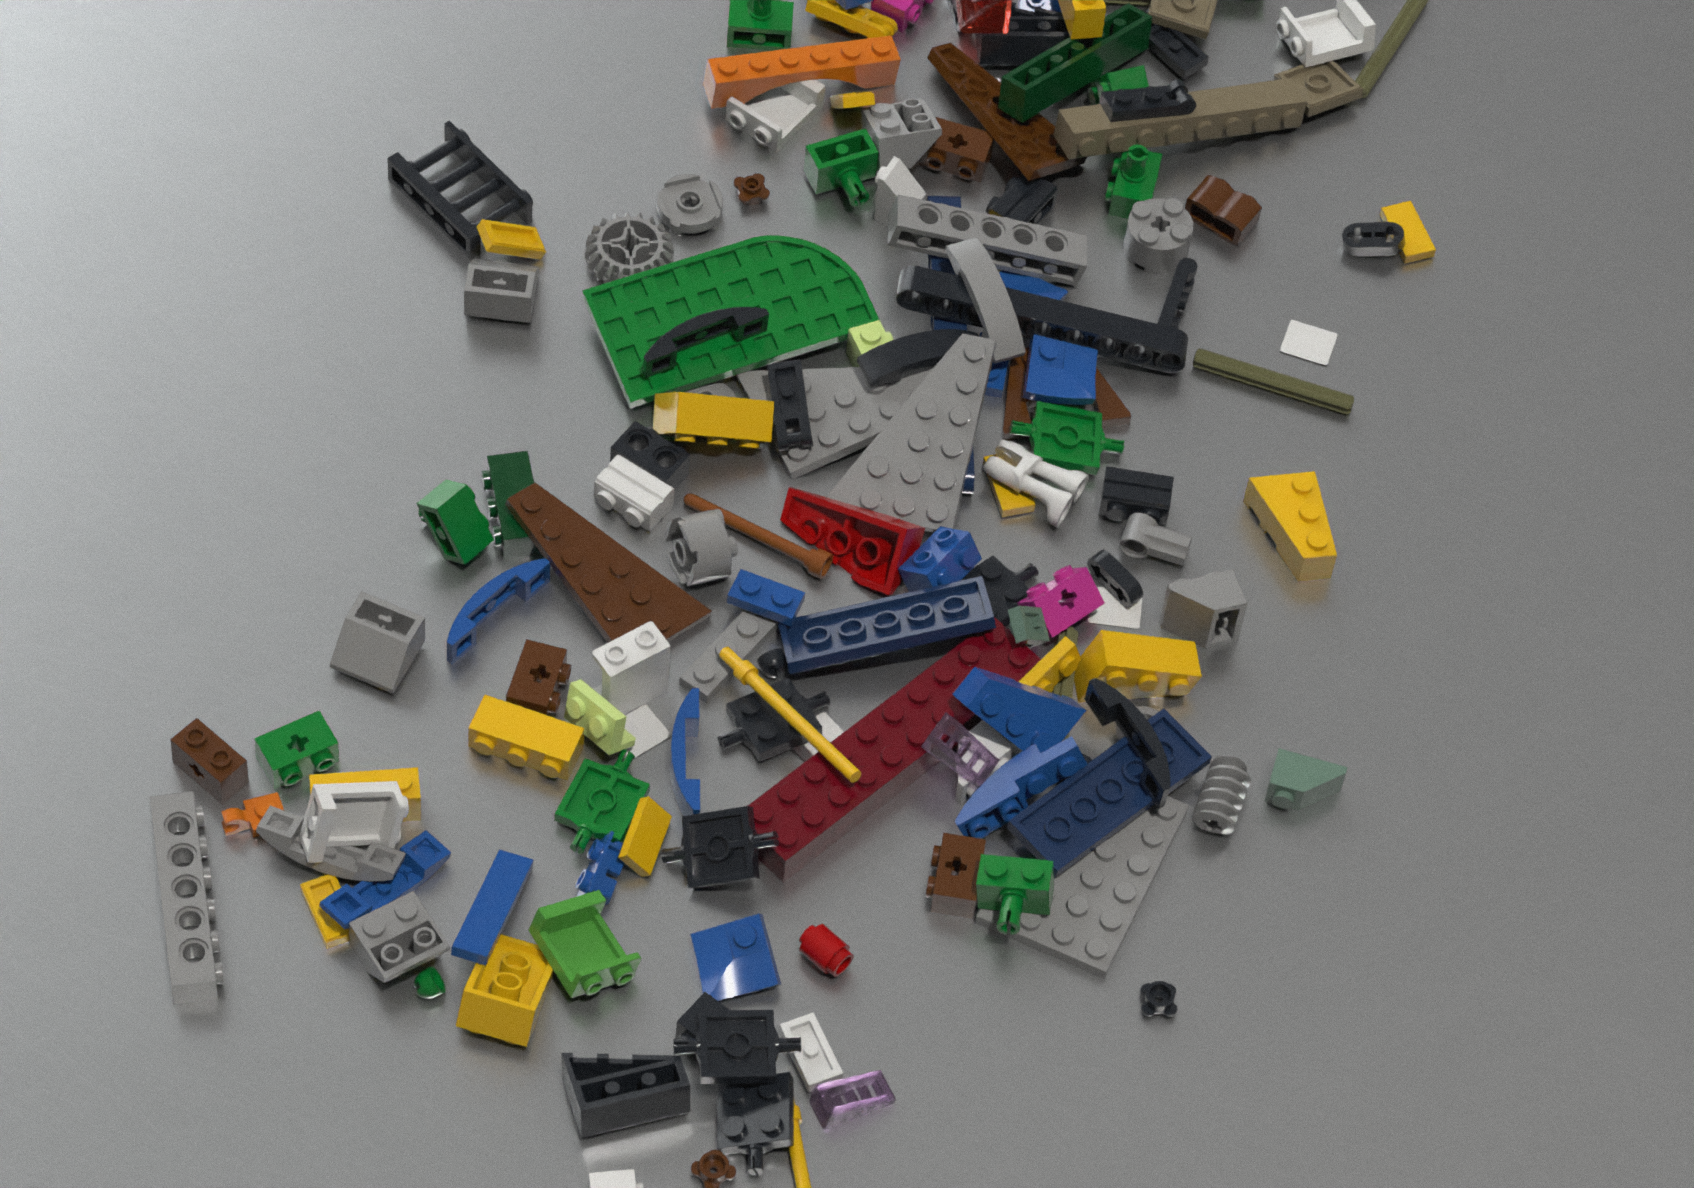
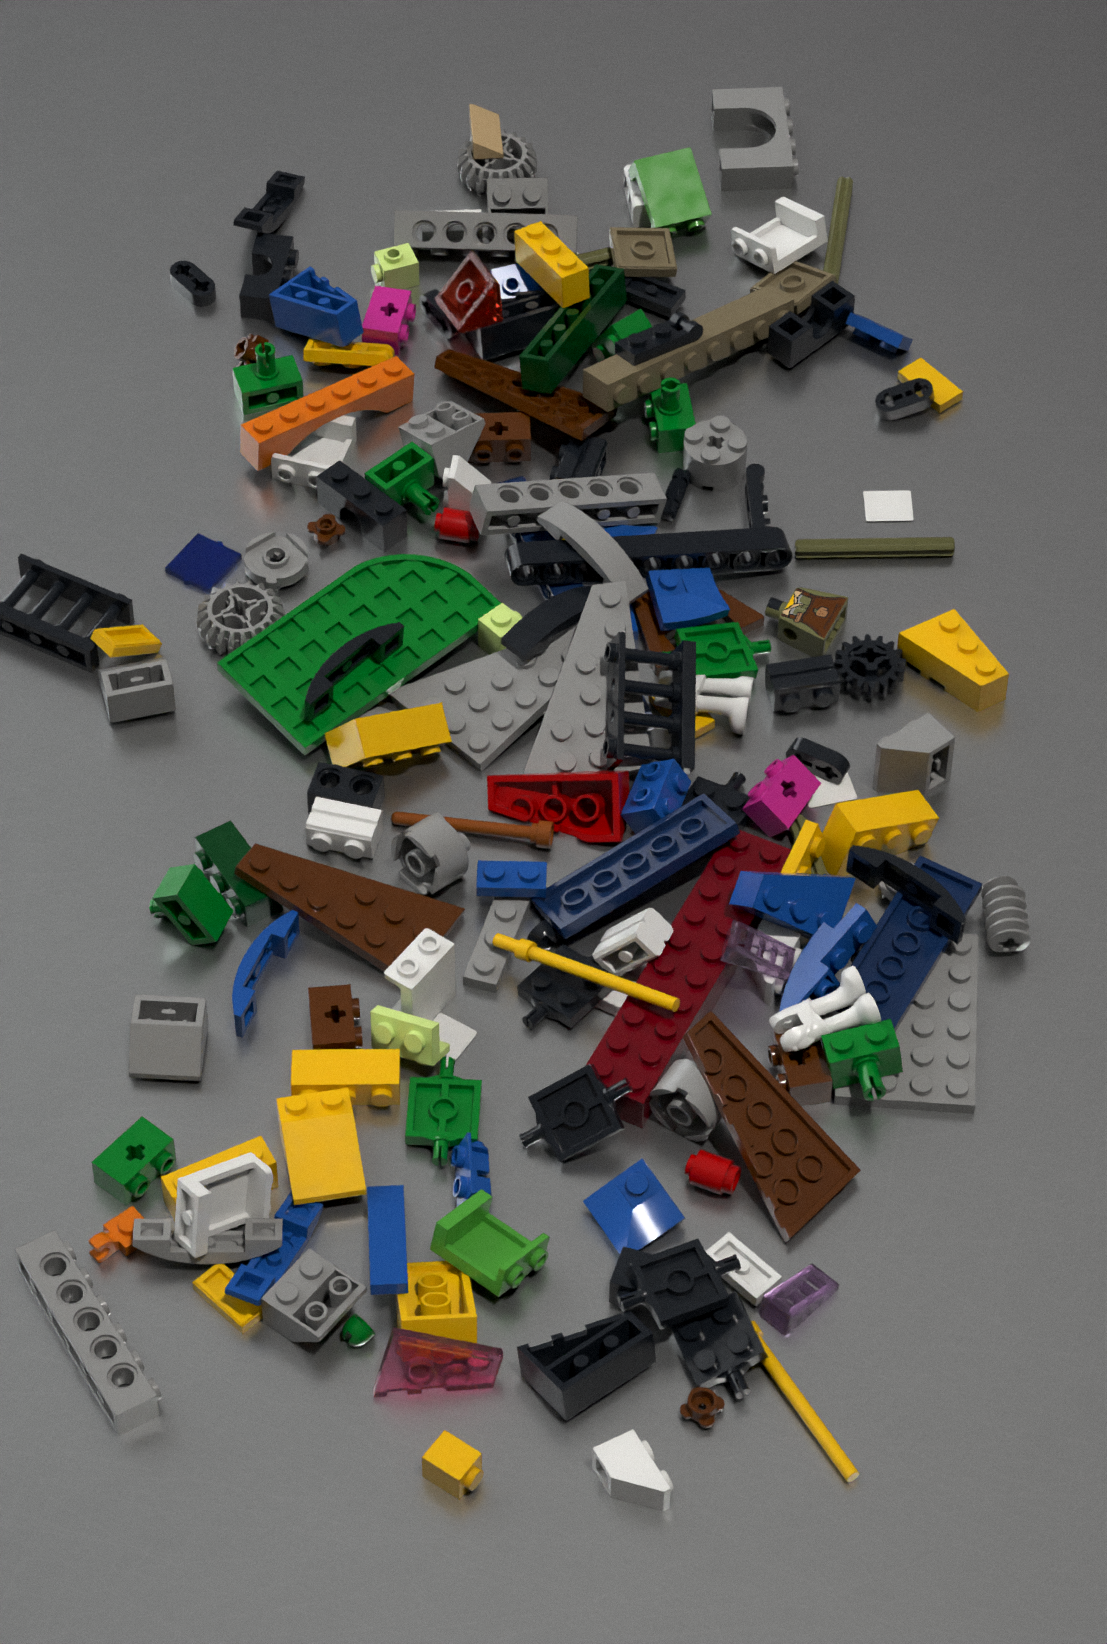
camera: 15 degrees left, 5 degrees down
(209, 761) = (55, 1198): reddish brown brick -> none
(457, 1142) = (452, 1465): none -> yellow brick
(471, 796) = (321, 1146): none -> yellow slope
(478, 1037) = (431, 1361): none -> clear pink wing
(621, 184) = (203, 563): none -> clear blue piece
(645, 836) = (498, 1129): yellow tile -> none
(686, 725) = (517, 1076): blue slope -> none
(787, 161) = (380, 516): none -> black arch
(789, 404) = (458, 703): black plate -> none
(835, 871) = (685, 1101): none -> light grey brick
(849, 700) = (633, 942): none -> white brick
(852, 100) = (385, 422): yellow tile -> none
(872, 225) = (456, 526): none -> red brick
(897, 943) = (779, 1141): none -> reddish brown wing
(970, 833) = (803, 1021): none -> white piece
(1004, 468) = (679, 692): none -> black fence
(1028, 626) = (765, 823): sand green bracket -> none
(1103, 262) = (675, 493): none -> black axle
(1145, 537) = (827, 717): light grey piece -> none
(1160, 990) = (1033, 1105): black plate -> none
(1173, 434) = (809, 619): none -> torso
(1209, 500) = (869, 666): none -> black gear
(1223, 210) = (762, 415): reddish brown brick -> none
(1302, 780) = (1067, 879): sand green slope -> none
(1338, 127) = (795, 338): none -> black arch
(1373, 154) = (889, 338): none -> blue plate

